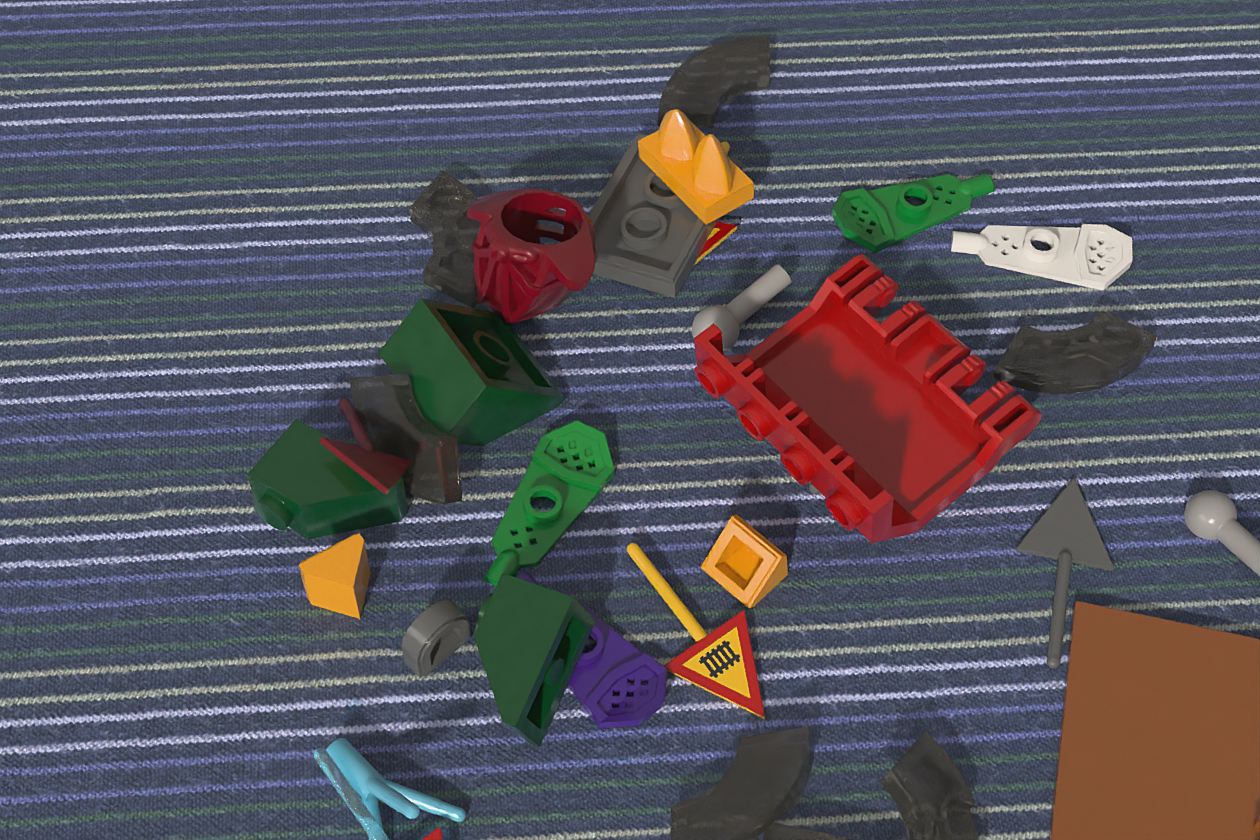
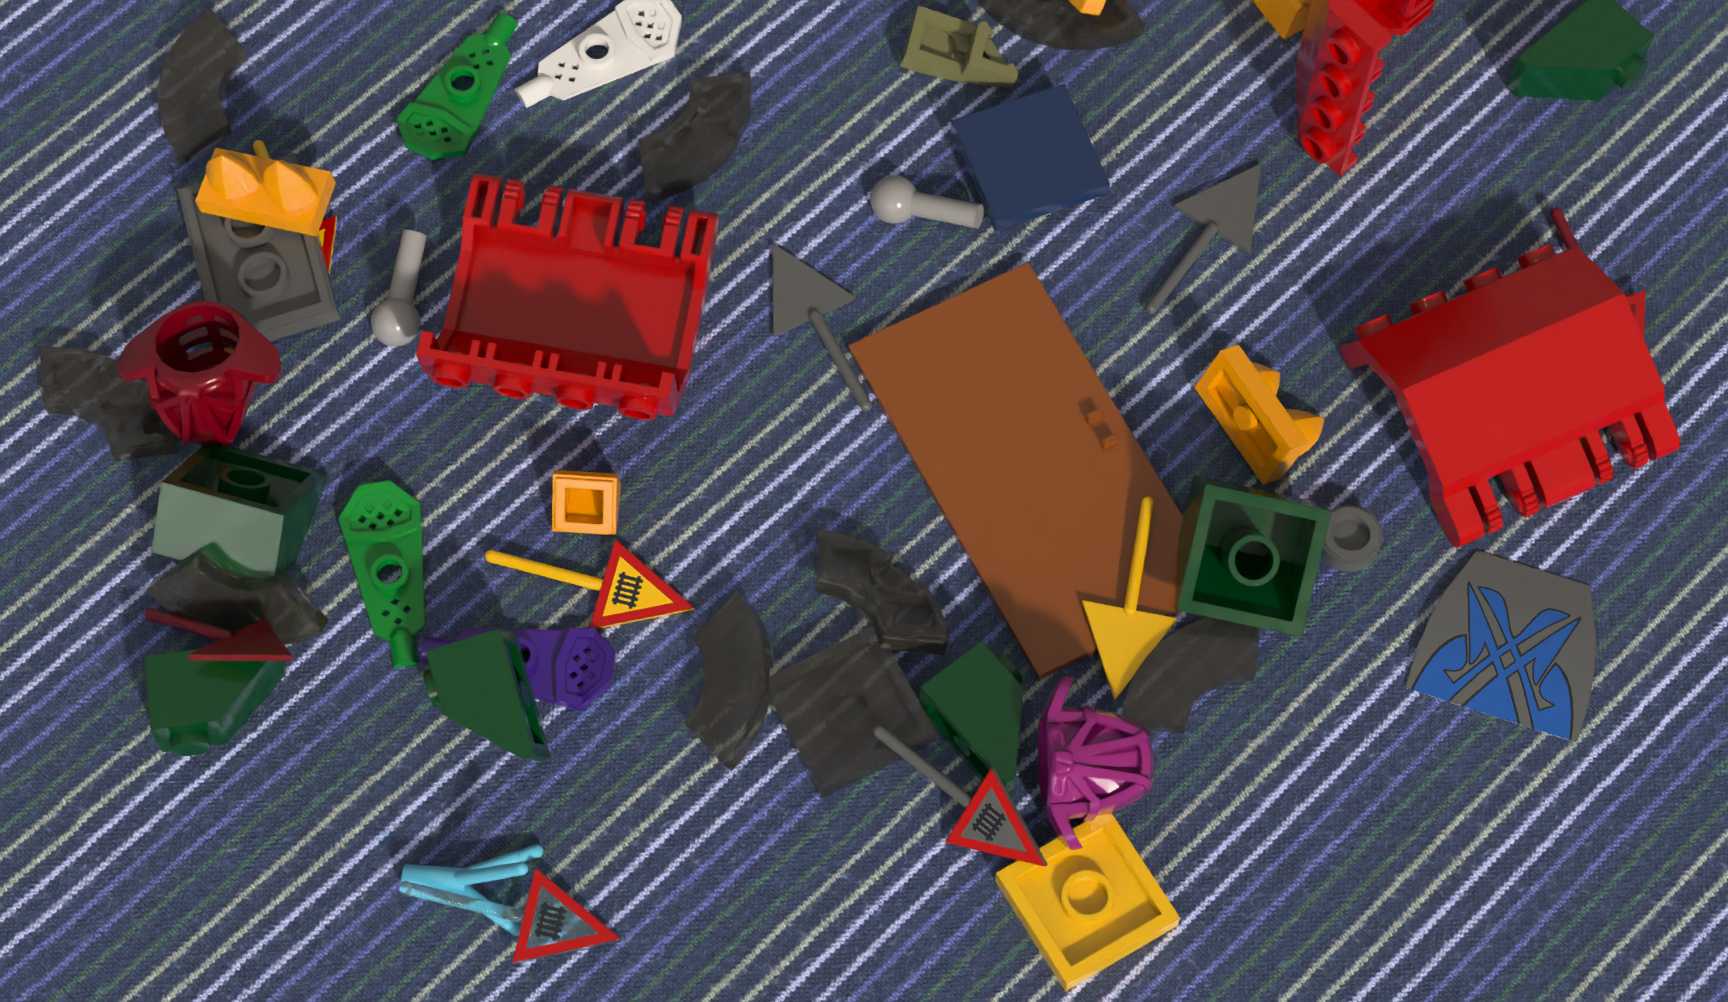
camera: 40 degrees left, 10 degrees up
(338, 577) = (290, 752): light orange slope -> none
(435, 636) = (406, 739): dark grey tile -> none

